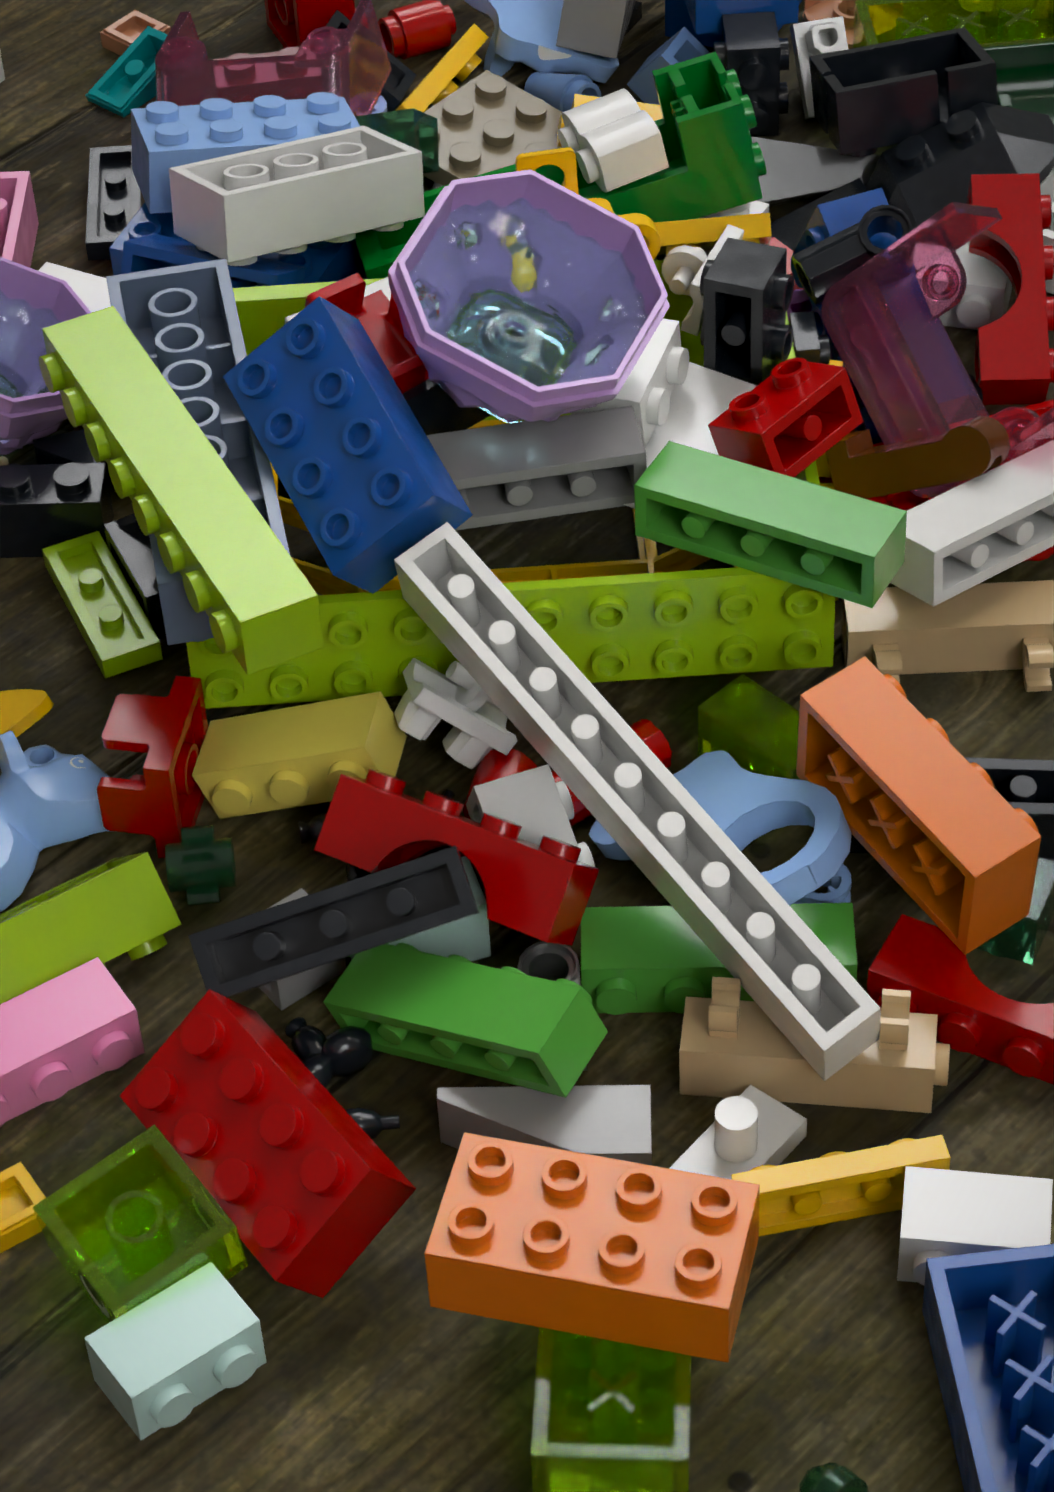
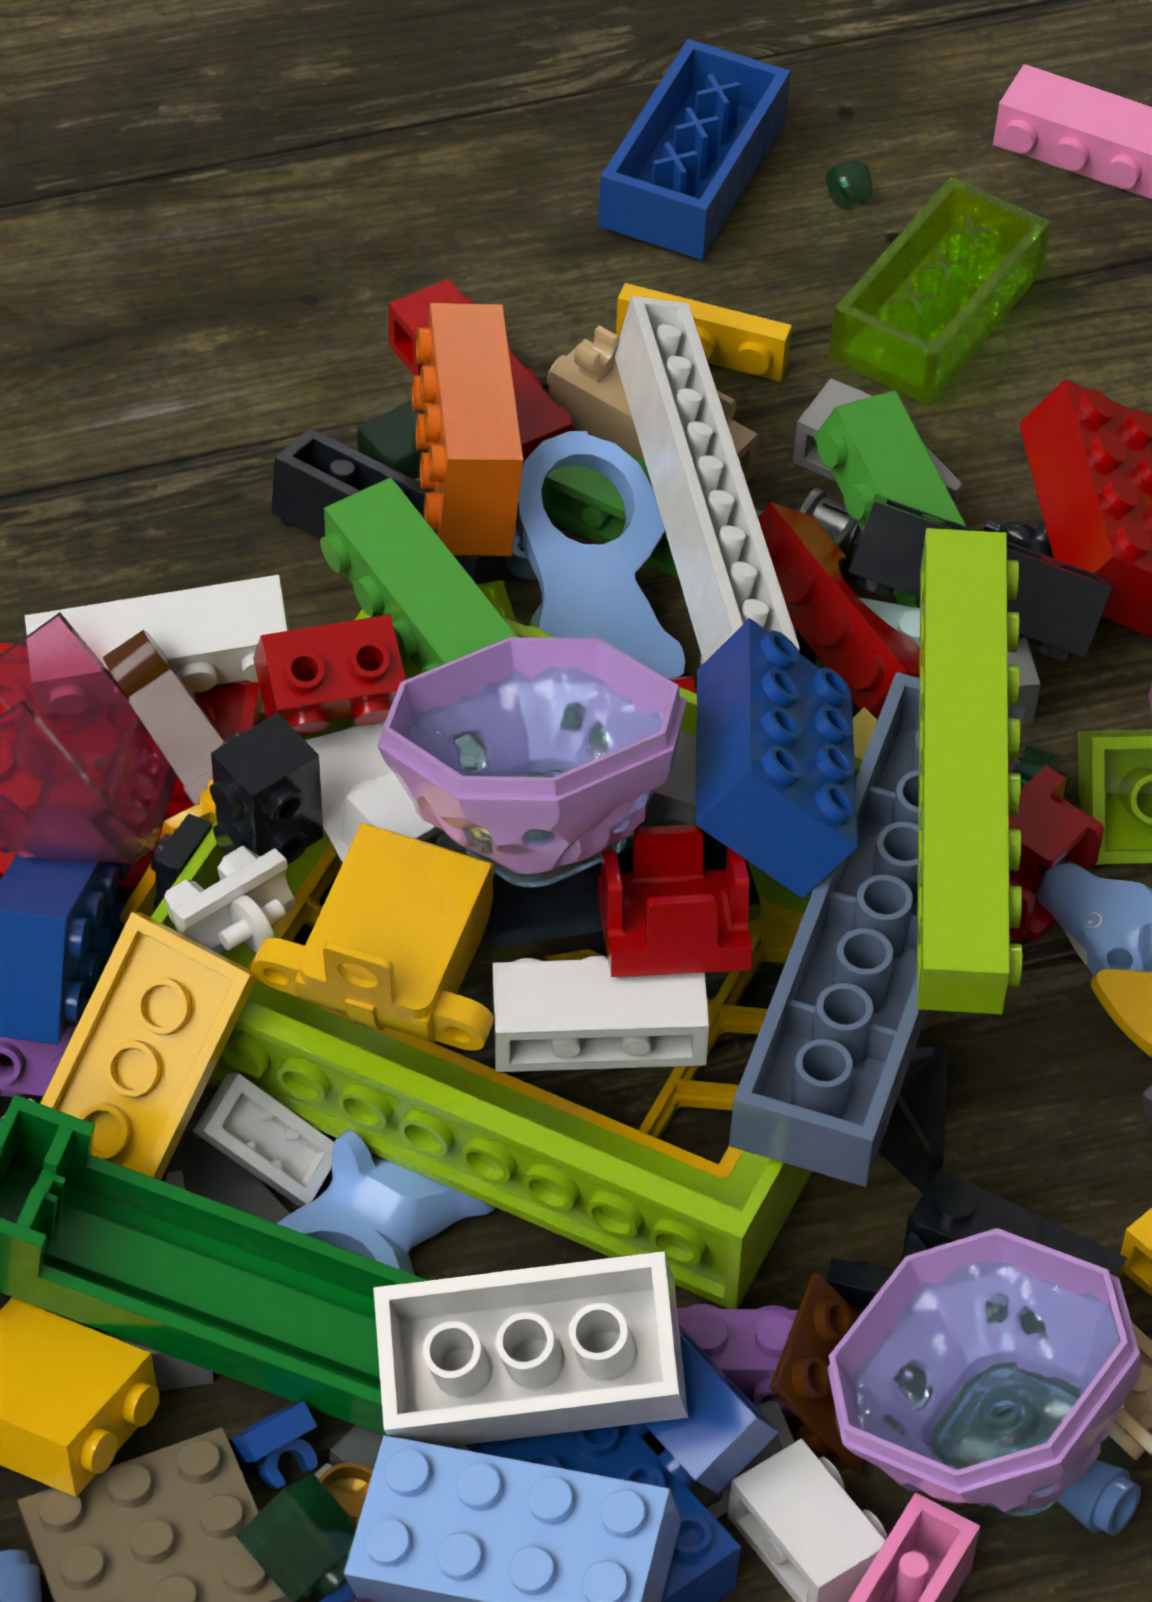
camera: 155 degrees left, 5 degrees up
(102, 604) = (980, 1108): lime plate -> none
(594, 1246) = (939, 273): orange brick -> none
(613, 140) = (142, 1220): white brick -> none
(745, 1134) = (765, 395): white tile -> none
(845, 251) = (58, 849): black piece -> none
(969, 1214) = (627, 250): white brick -> none

